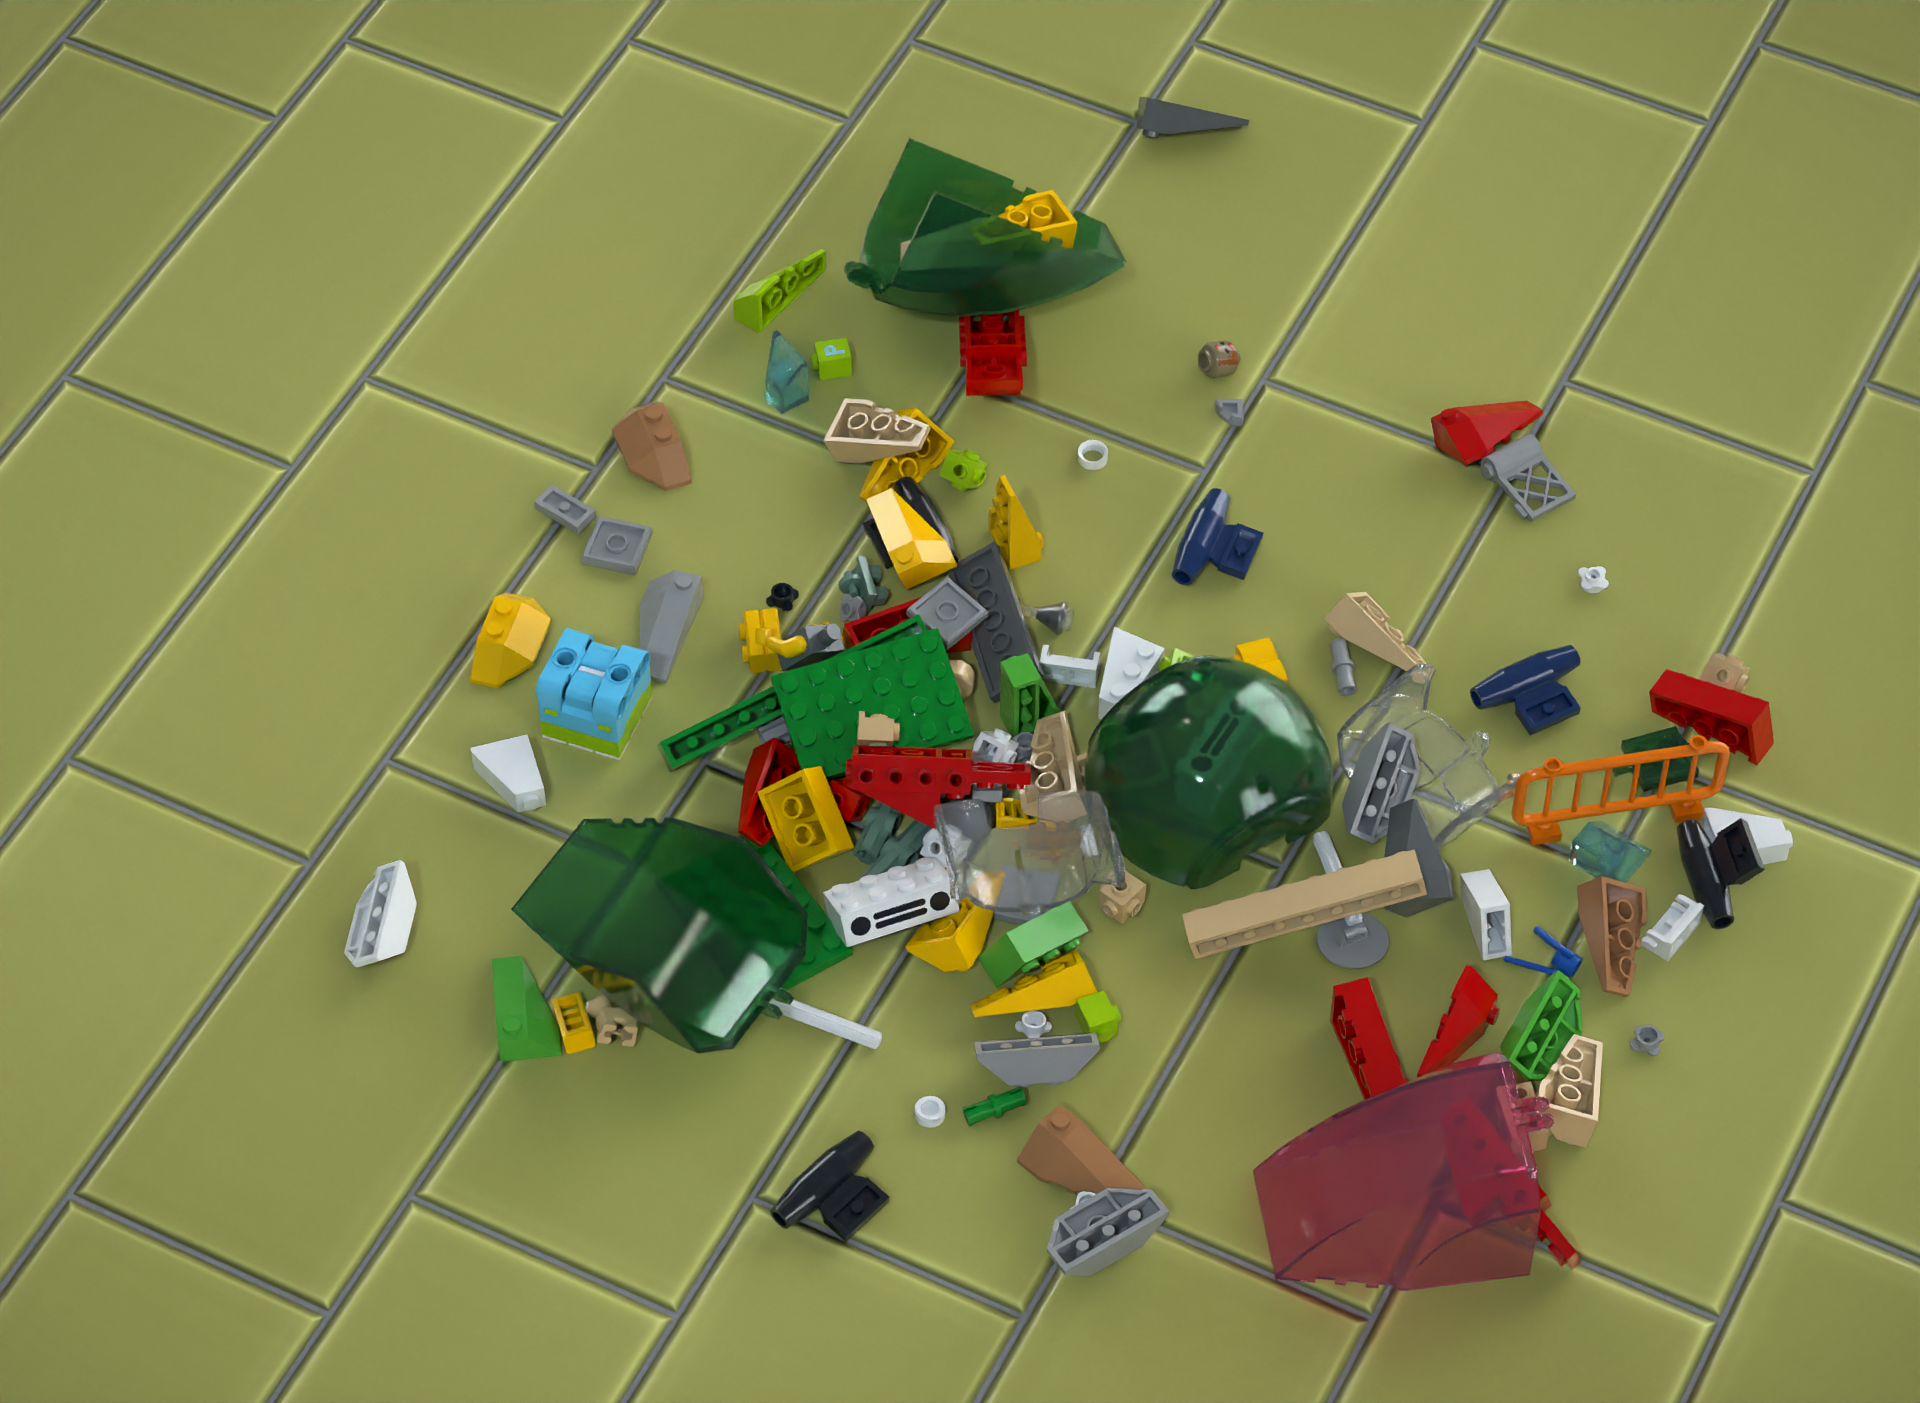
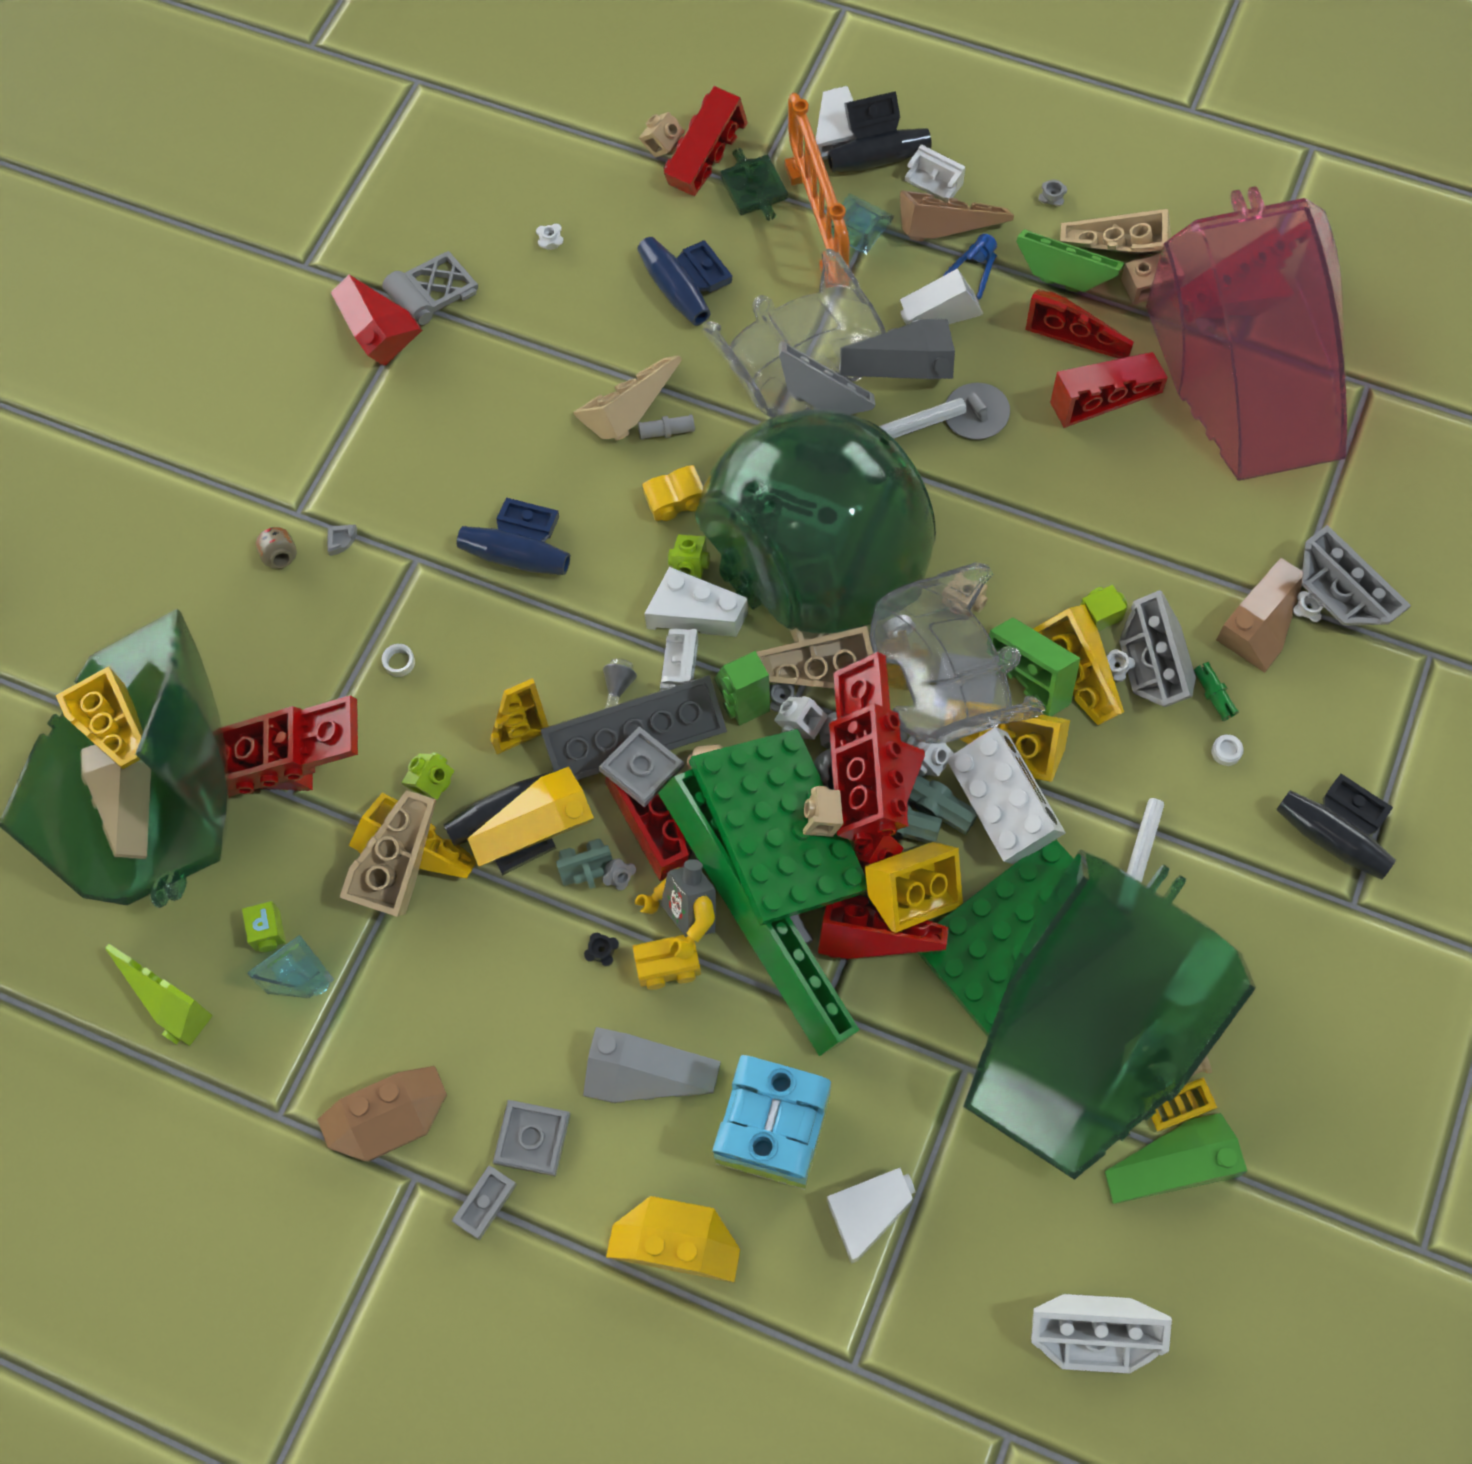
camera: 90 degrees left, 15 degrees up
(1304, 904) = (969, 433): tan brick -> none

